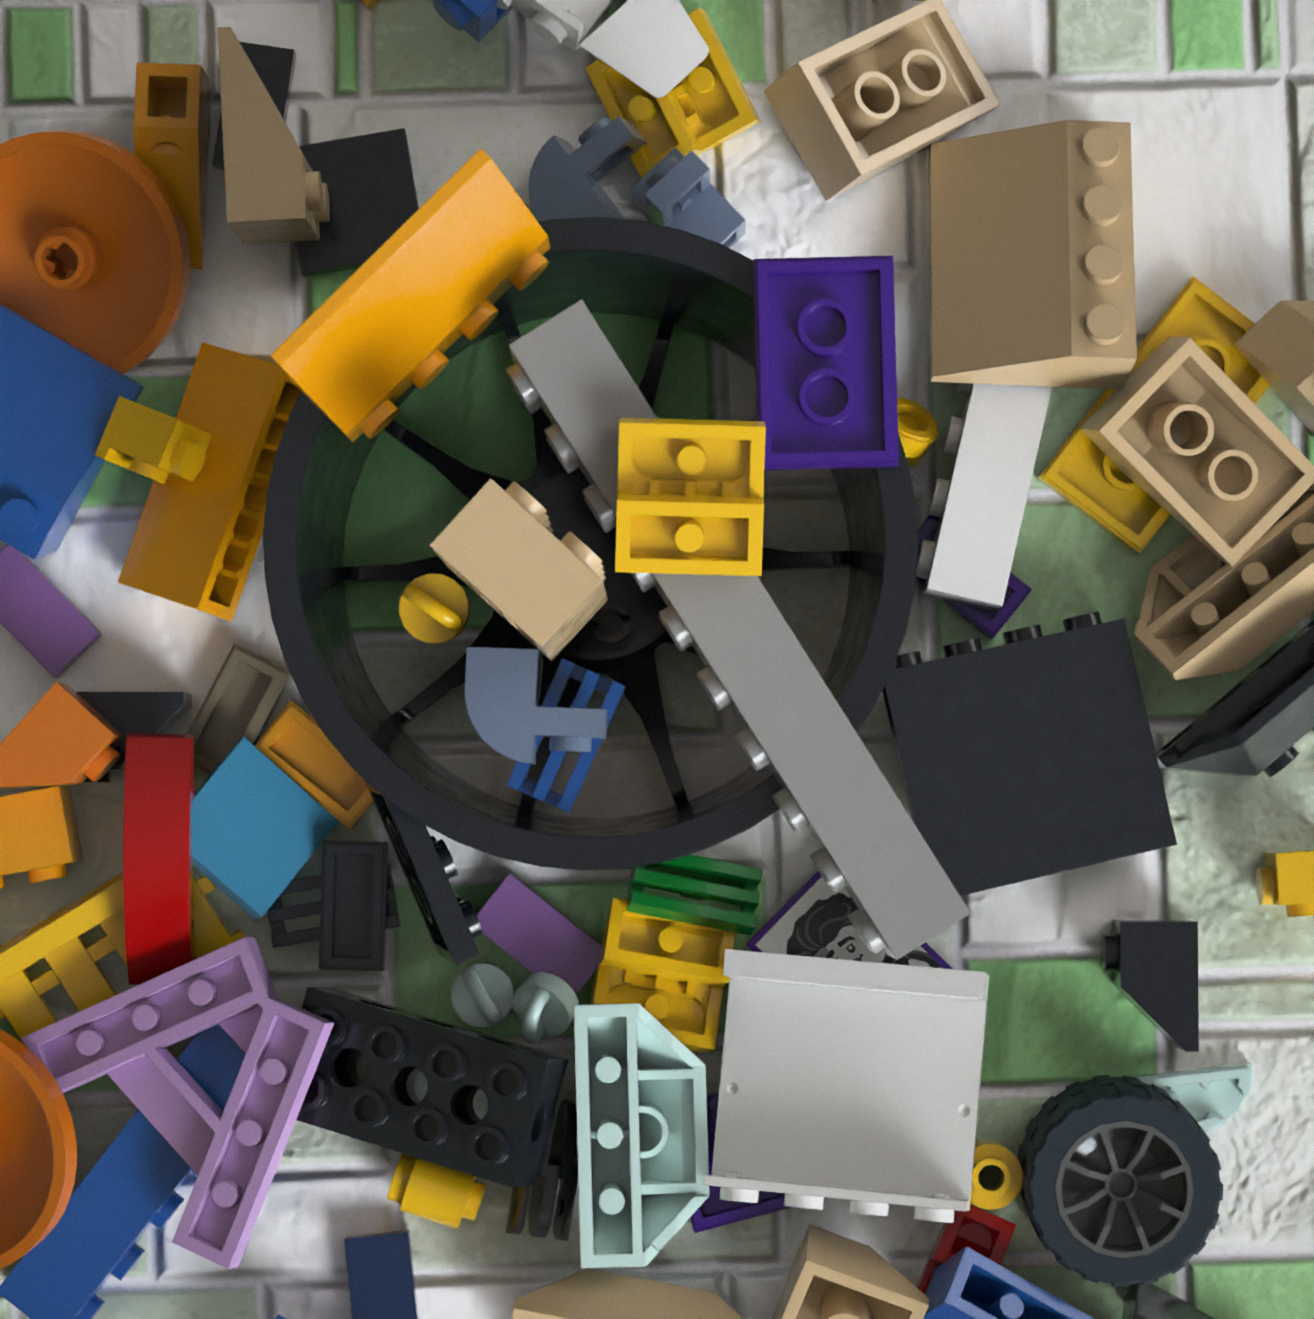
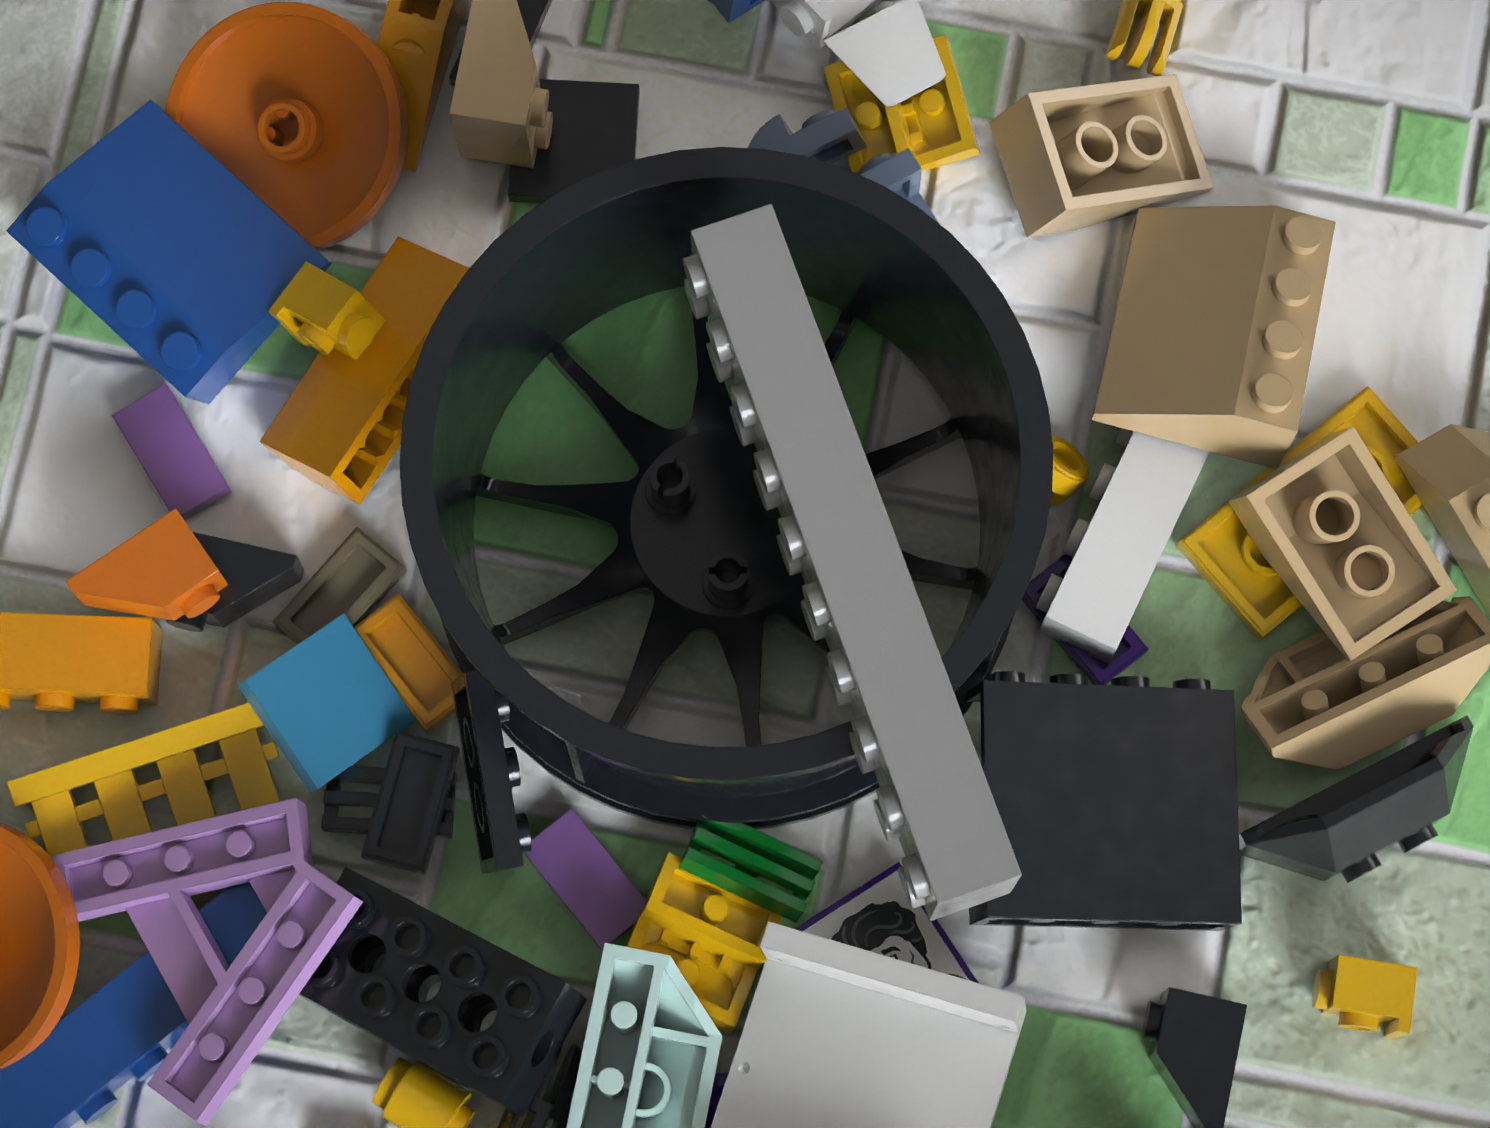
camera: 10 degrees right, 10 degrees down
(158, 854) = (231, 701): red slope -> none
(416, 299) = (609, 176): light orange slope -> none
(434, 608) = (559, 483): yellow tile -> none
(482, 994) = (517, 922): light aqua tile -> none
(506, 712) = (608, 596): sand blue brick -> none
(520, 569) = (655, 440): tan brick -> none
(544, 1006) = (574, 945): light aqua tile -> none
(589, 682) = (694, 595): blue tile -> none
(690, 496) = (833, 407): yellow slope -> none
(826, 361) = (993, 337): dark purple tile -> none

